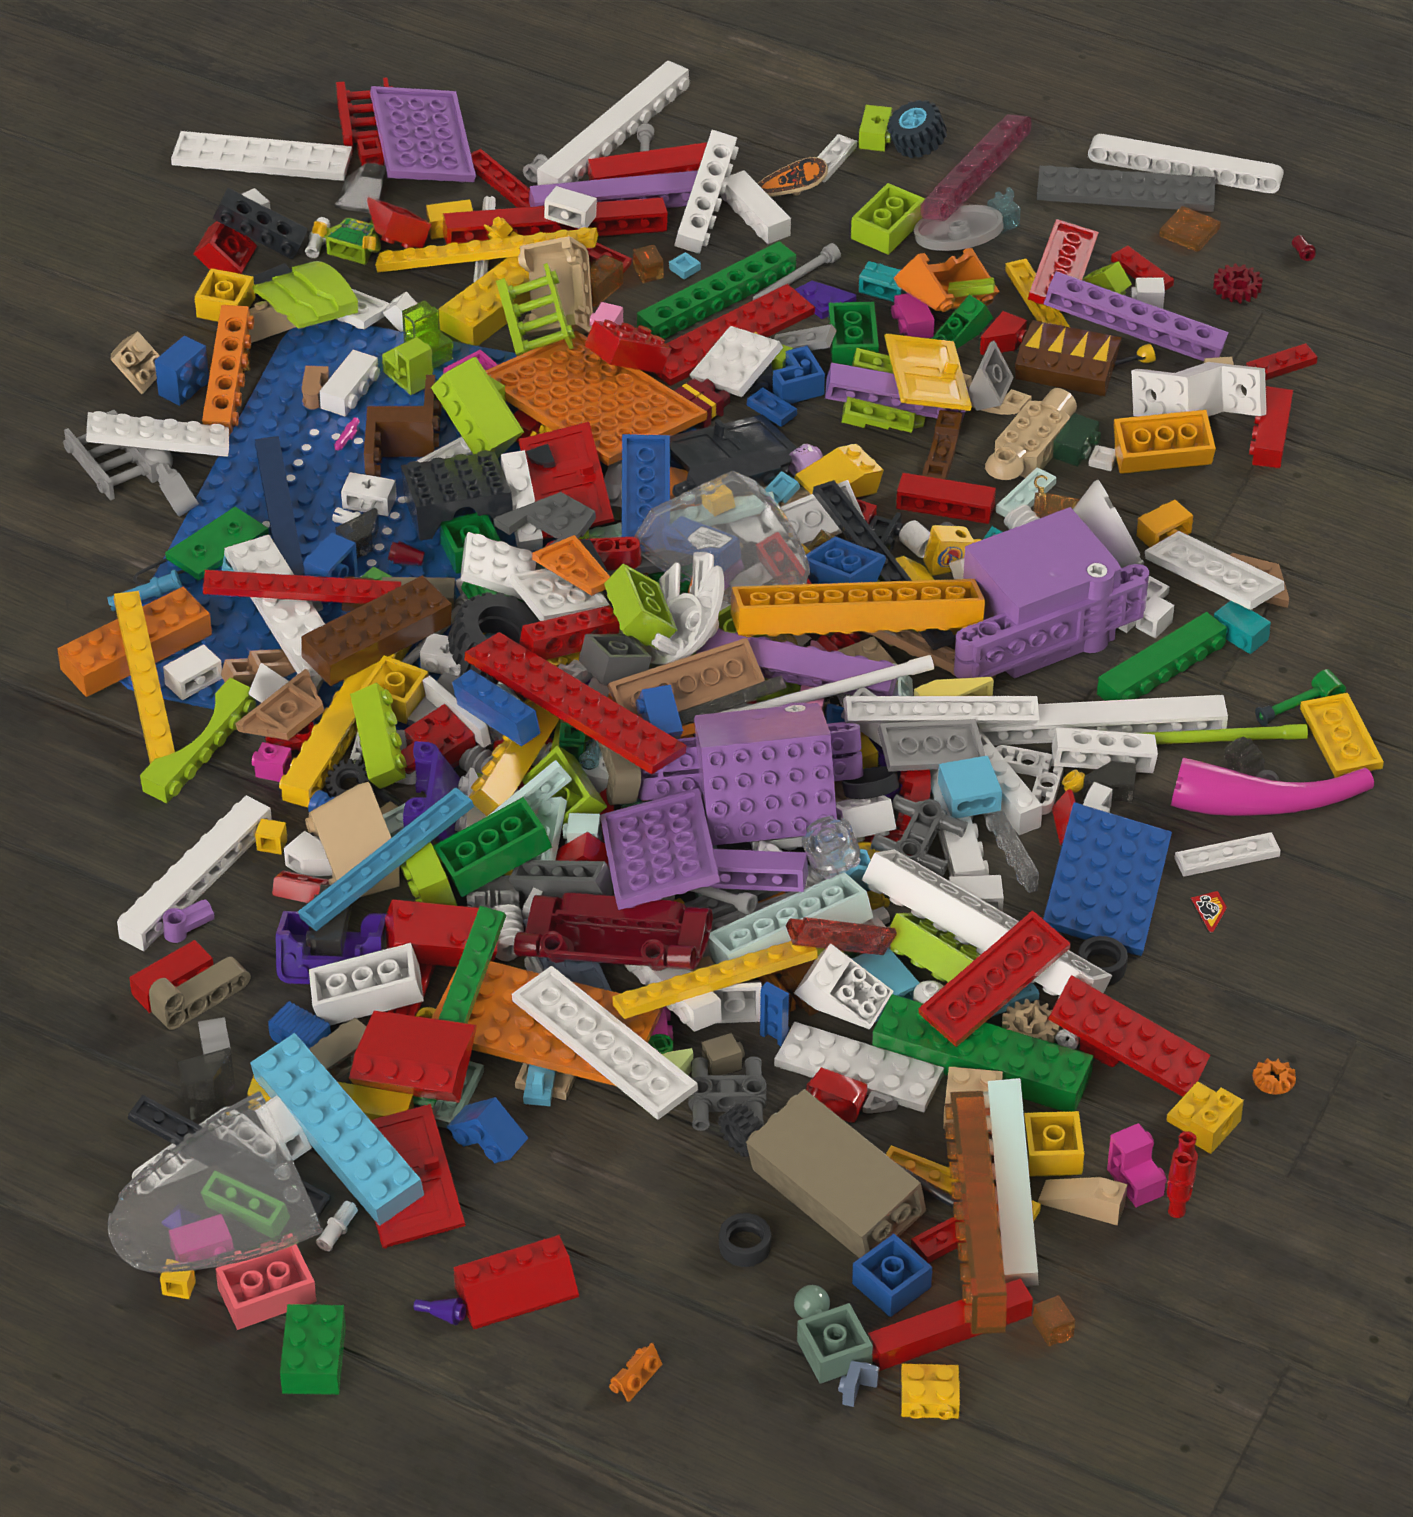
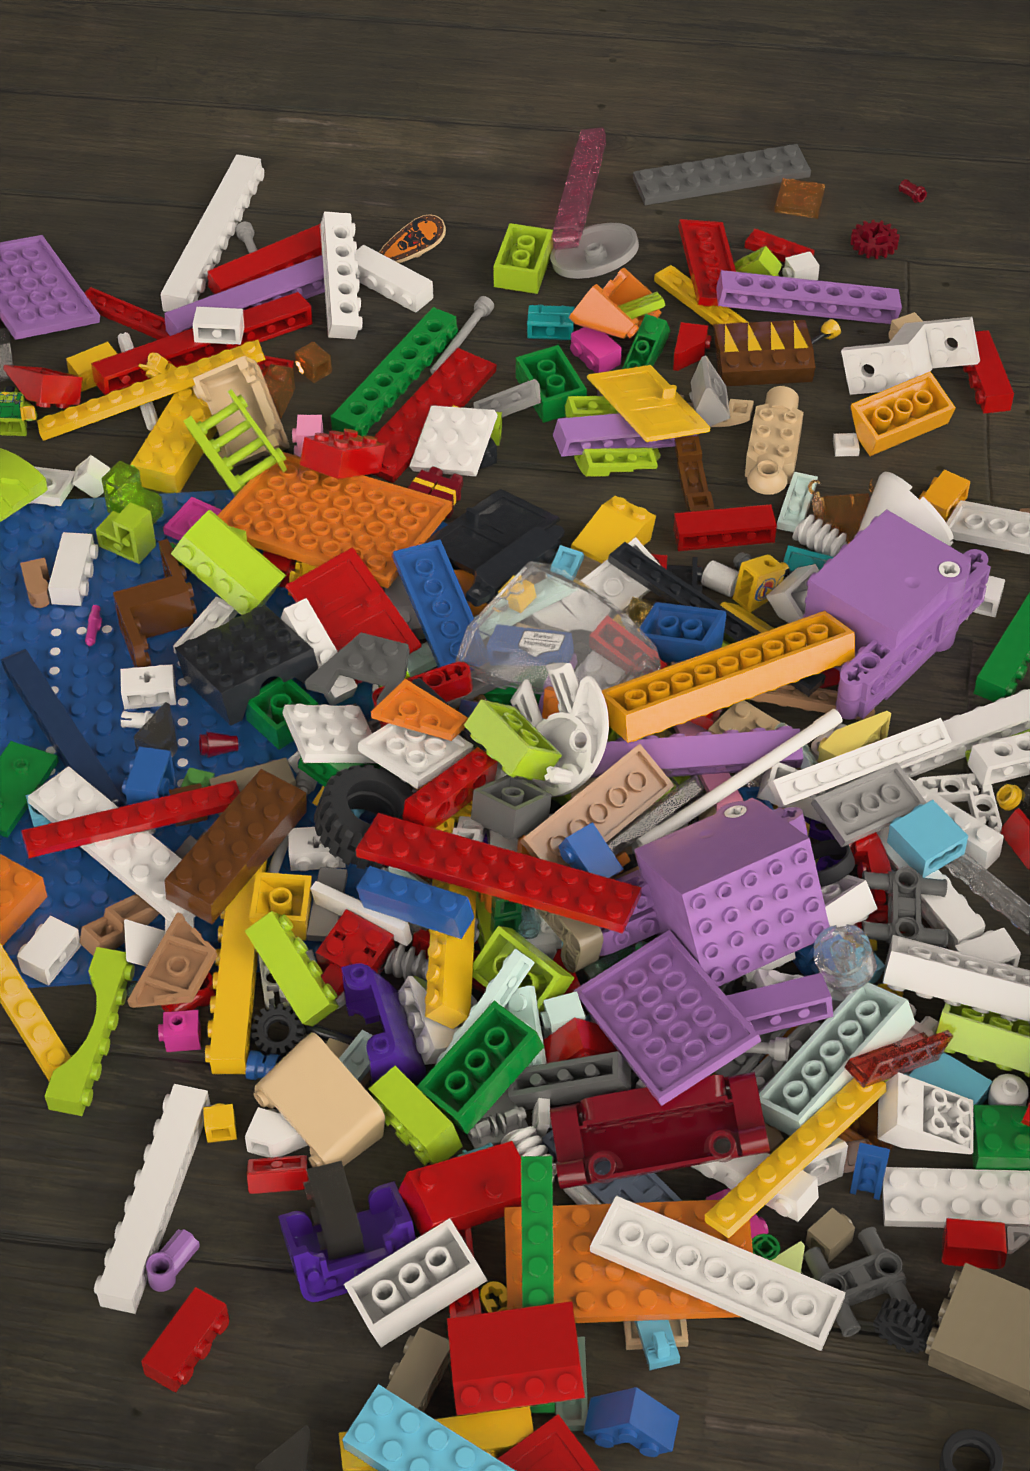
camera: 20 degrees left, 5 degrees up
(183, 1003) = (208, 1376): dark tan beam -> none
(213, 1035) = (270, 1408): light grey axle -> none
(296, 1020) = (359, 1361): blue brick -> none
(385, 859) = (374, 1123): dark azure plate -> none
(530, 170) = (154, 293): light grey bush -> none
(541, 456) = (320, 597): black tile -> none
(684, 265) = (349, 355): medium azure plate -> none
(772, 407) = (507, 478): blue plate -> none
(801, 377) = (521, 440): blue brick -> none
(803, 457) = (573, 523): lavender head -> none
(821, 295) = (500, 352): dark purple wing -> none
(837, 153) = (437, 202): white tile -> none
(874, 129) = (464, 173): lime brick -> none
(917, 128) = (506, 163): black wheel -> none
(1007, 207) = (626, 216): clear light blue brick -> none
(1076, 440) = (816, 433): clear green brick -> none
(1178, 161) = (760, 136): white beam -> none
(1285, 361) = (957, 303): red plate -> none

